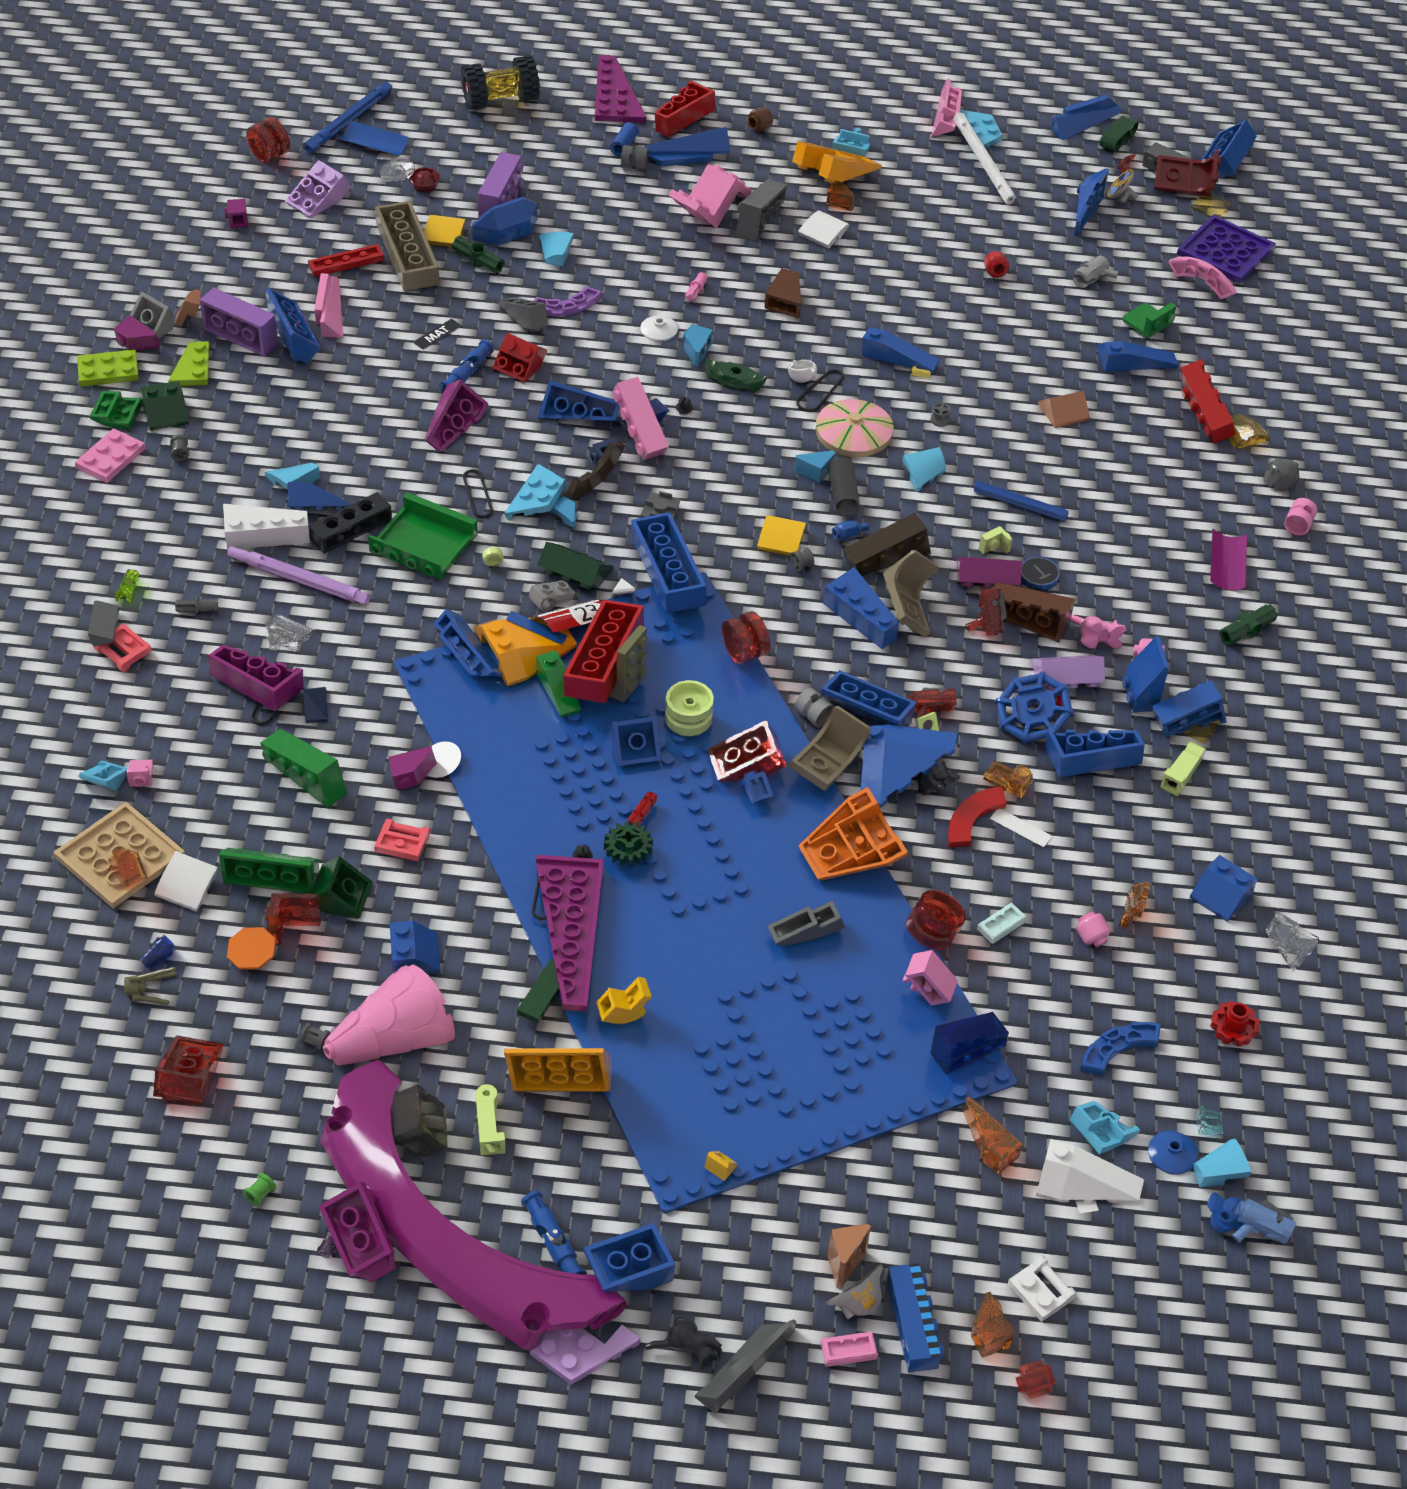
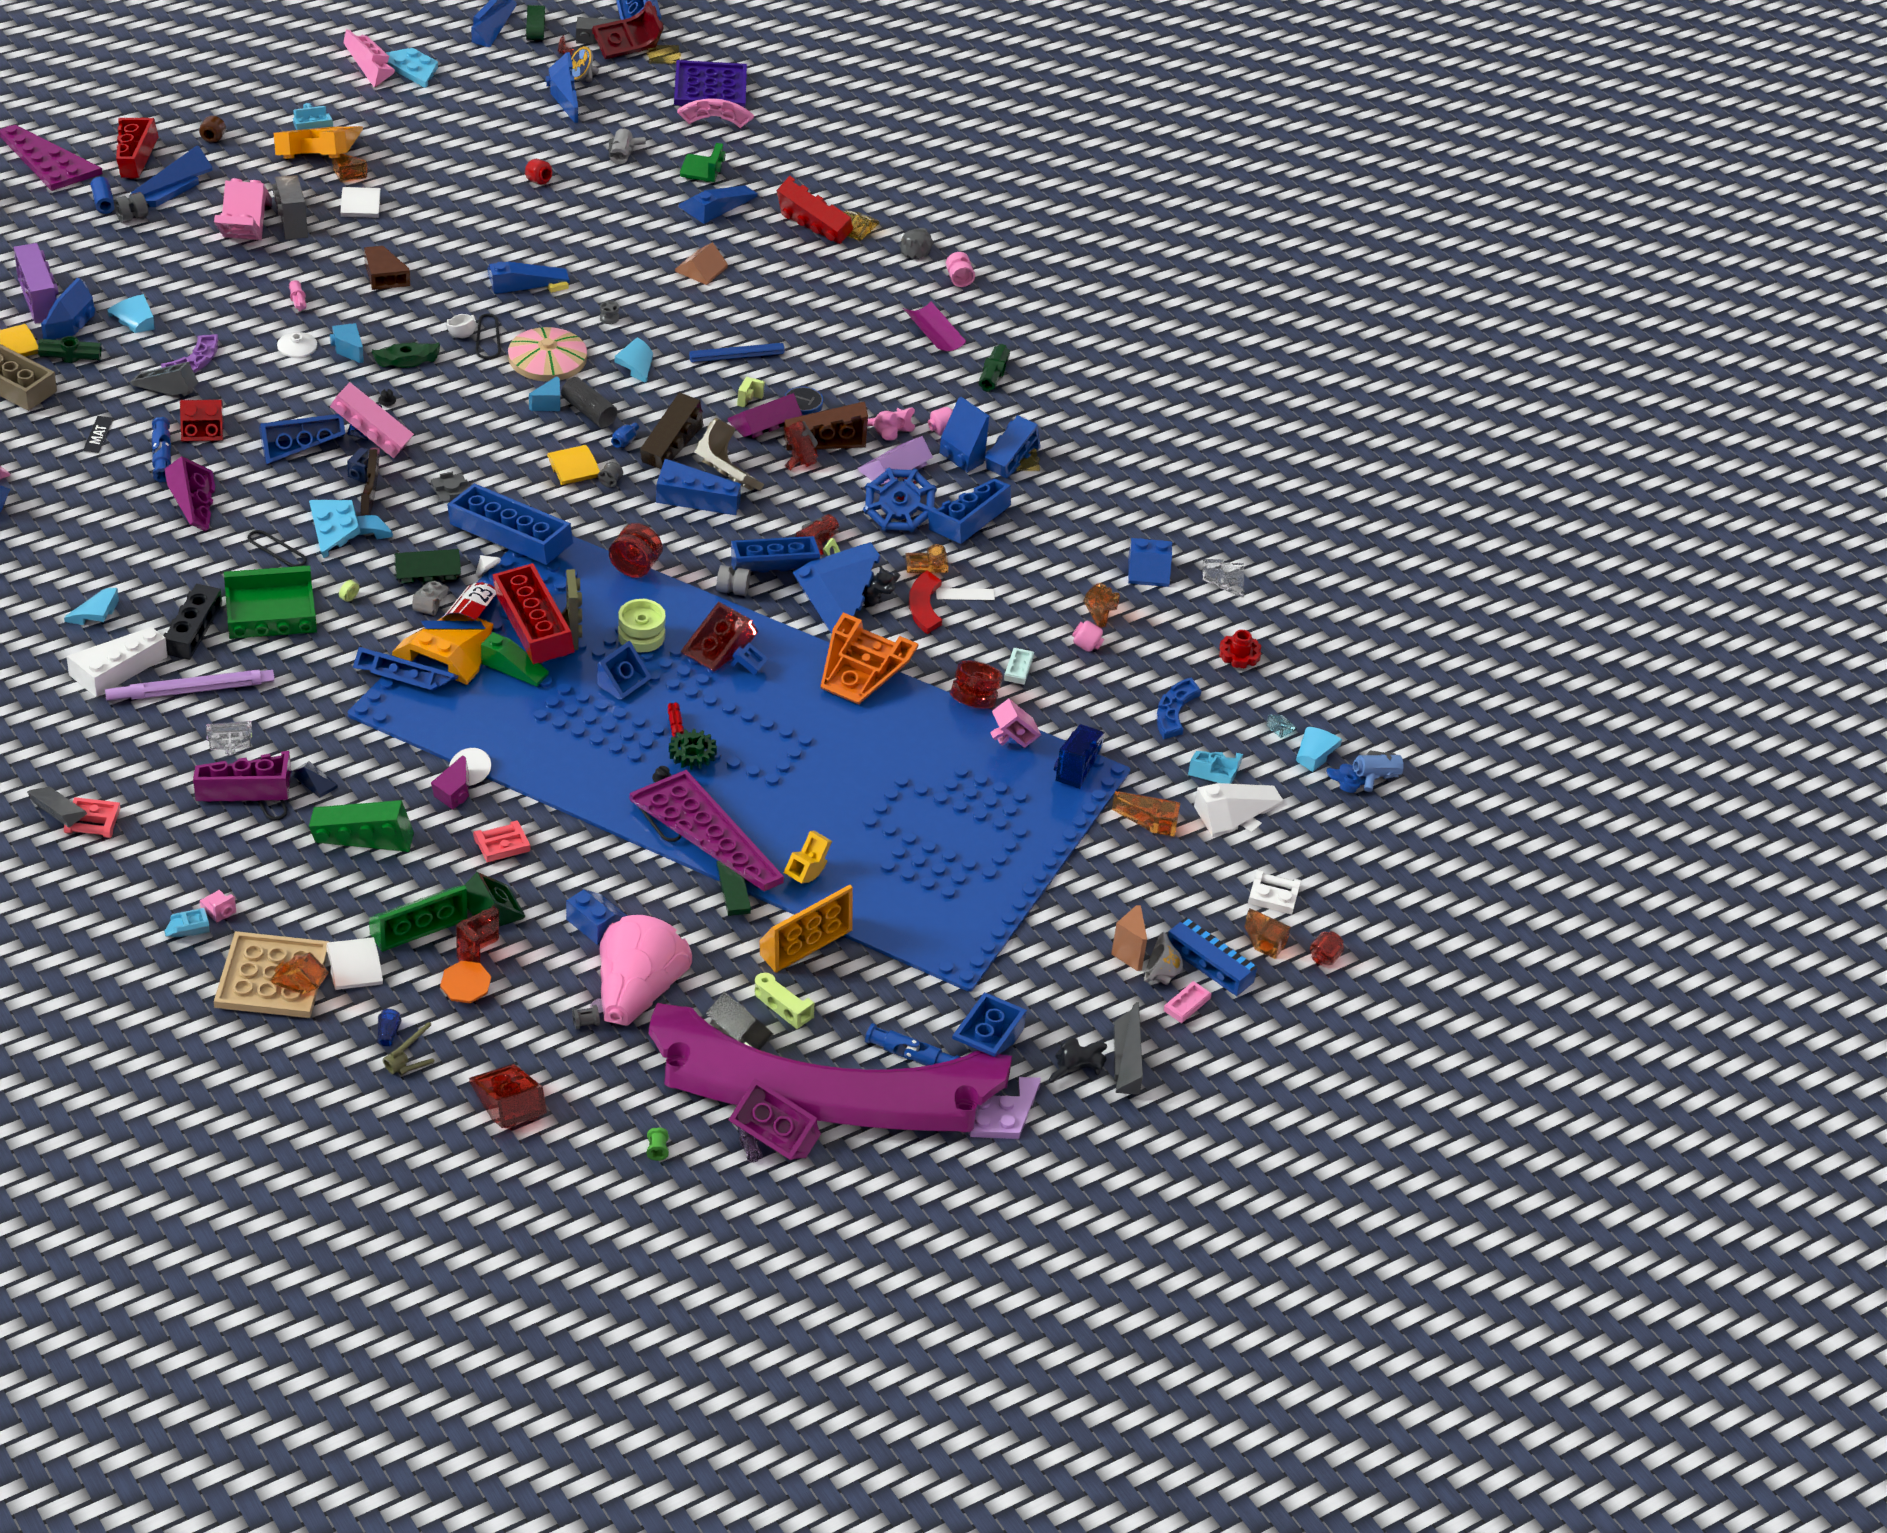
camera: 40 degrees left, 5 degrees down
(127, 585) = (39, 766): clear neon green bar -> none
(197, 605) = (123, 752): dark grey axle -> none
(309, 495) = (135, 613): blue slope -> none
(719, 1164) = (984, 934): yellow slope -> none
(806, 925) = (885, 736): dark grey slope -> none
(832, 749) = (780, 600): dark tan bracket -> none
(984, 158) = (443, 86): white piece -> none
(1169, 1159) = (1275, 758): blue dish -> none
(1183, 768) = (1044, 493): yellowish green leg -> none

